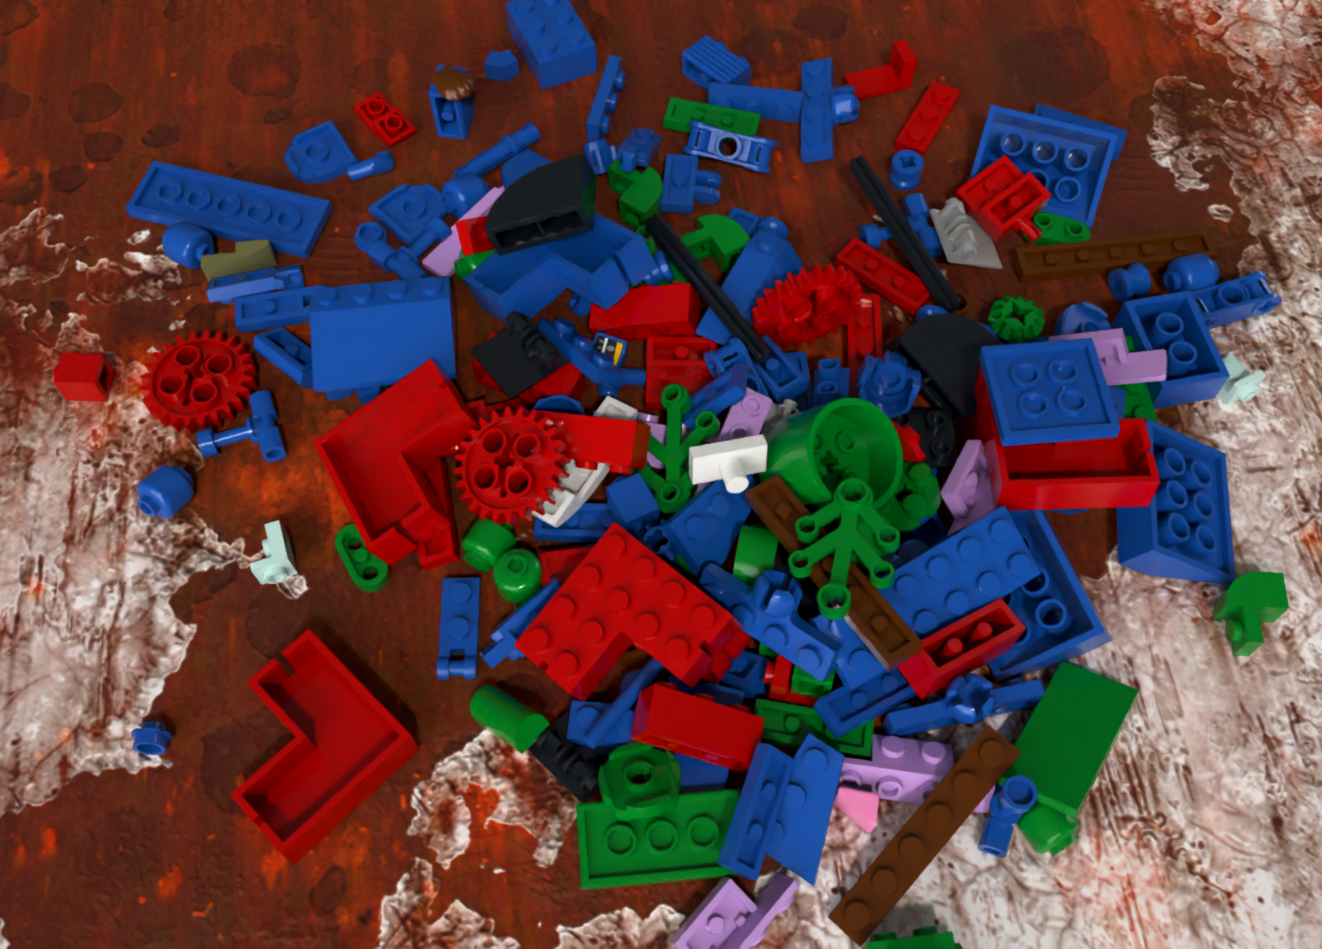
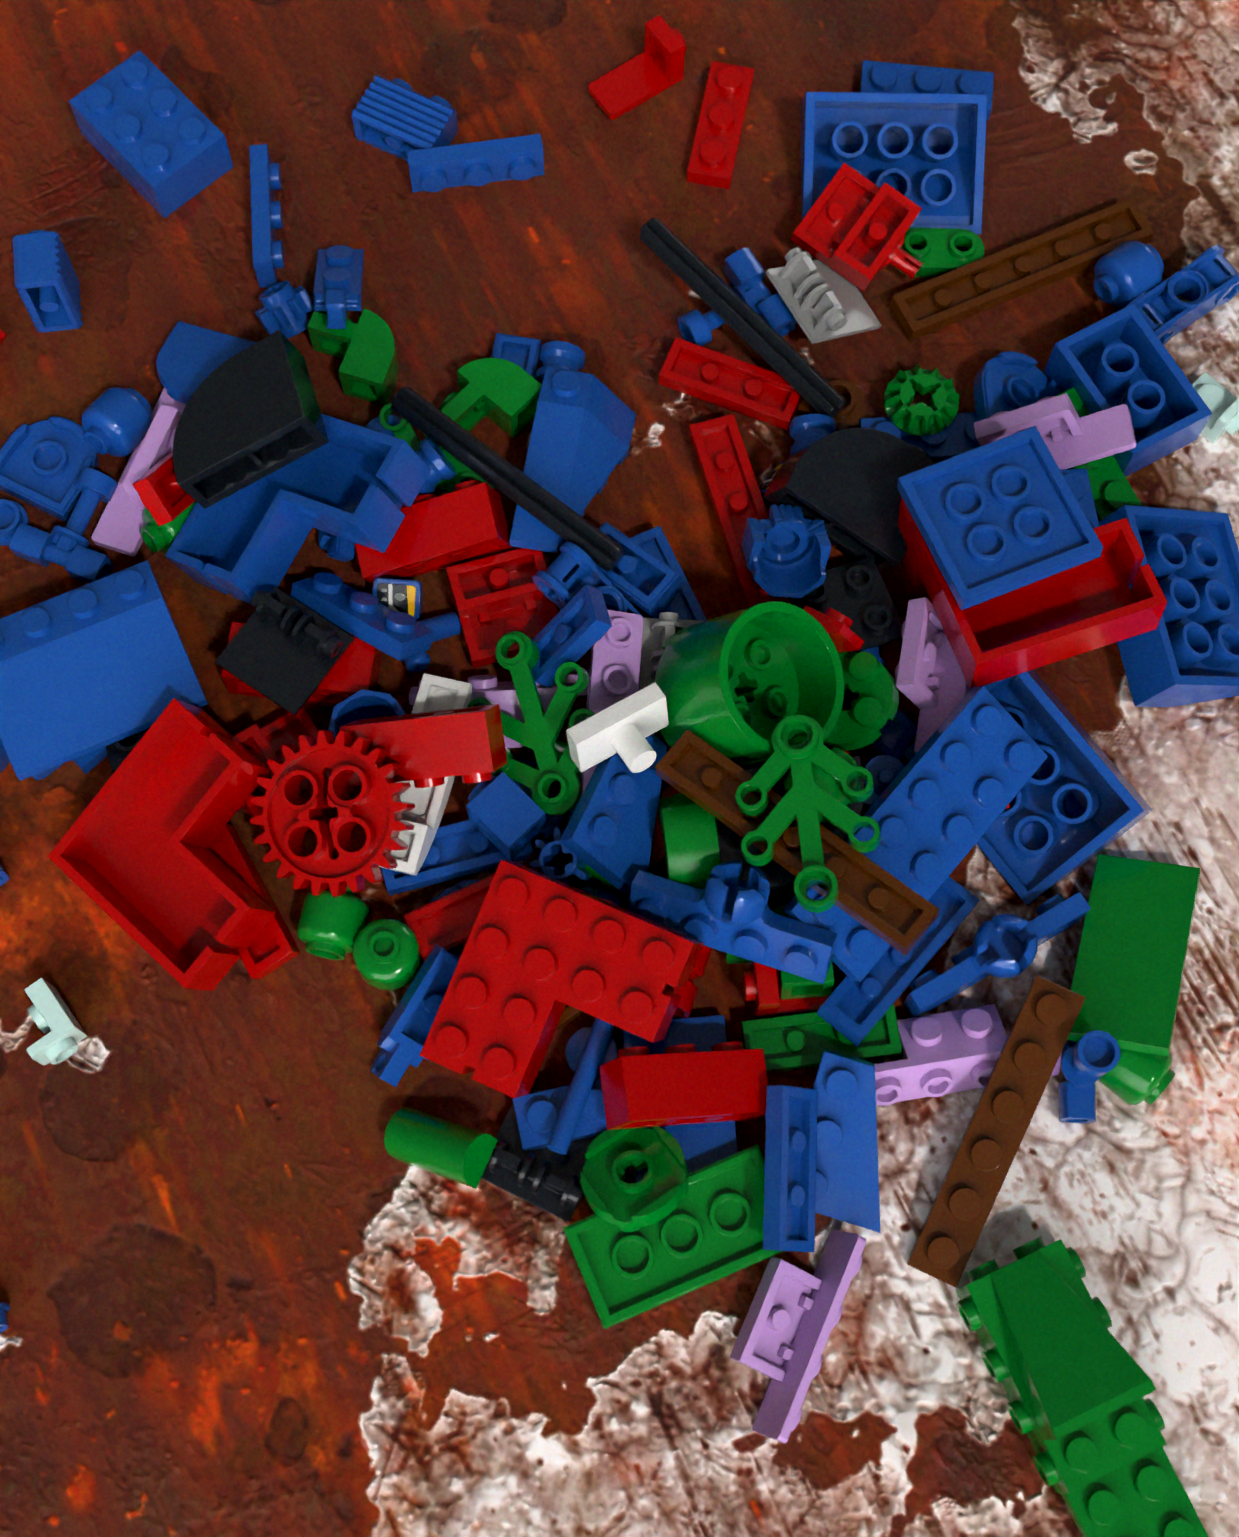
camera: 20 degrees left, 10 degrees up
(339, 752) = (240, 1255): red piece -> none
(361, 561) = (168, 996): green plate -> none
(452, 83) = (48, 264): reddish brown animal -> none
(459, 628) = (332, 1043): blue plate -> none
(501, 65) = (93, 197): blue piece -> none
(502, 151) = (148, 330): blue pin -> none
(681, 181) = (412, 317): blue hinge -> none
(682, 111) = (425, 207): green plate -> none
(748, 675) = (721, 991): blue slope -> none
(751, 152) = (438, 249): blue piece -> none
(807, 305) = (649, 468): red gear -> none
(823, 109) = (573, 147): blue plate -> none
(830, 382) = (712, 576): blue hips -> none
(859, 806) = (908, 1118): bright pink slope -> none
(906, 170) = (721, 223): blue wheel -> none
(962, 648) = (981, 881): red brick -> none
(1129, 282) = (1051, 303): blue wheel -> none

